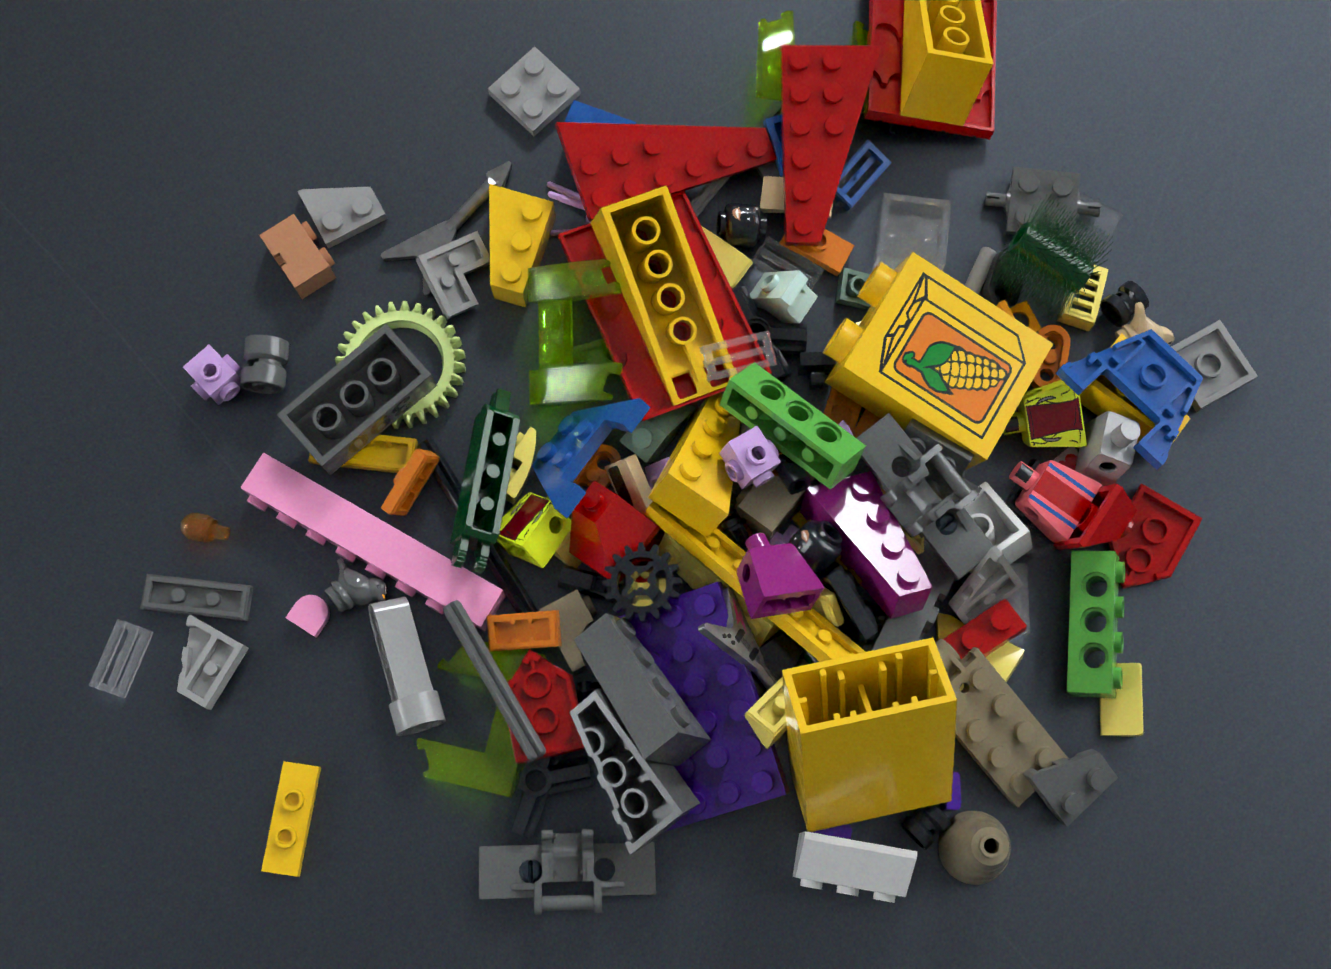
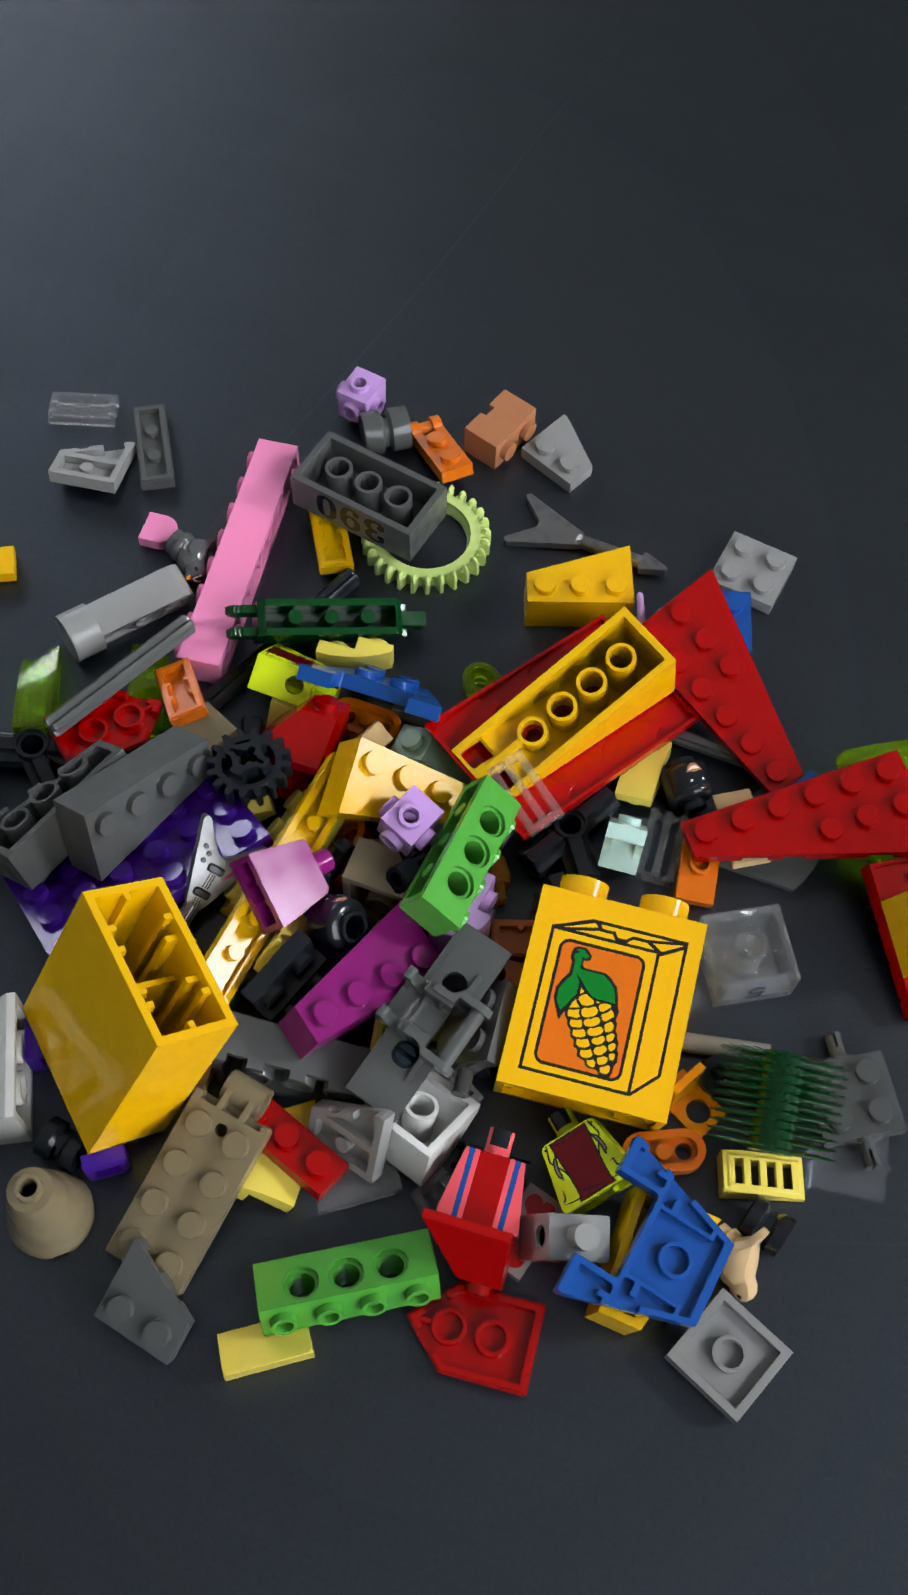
camera: 70 degrees right, 15 degrees down
(203, 528) = (218, 431): clear orange cylinder -> none
(307, 318) = (440, 450): none -> orange plate
(410, 482) = (306, 566): orange plate -> none
(445, 272) = (527, 542): light grey plate -> none
(554, 290) = (544, 626): clear neon green wedge -> none
(875, 154) = (790, 902): blue tile -> none

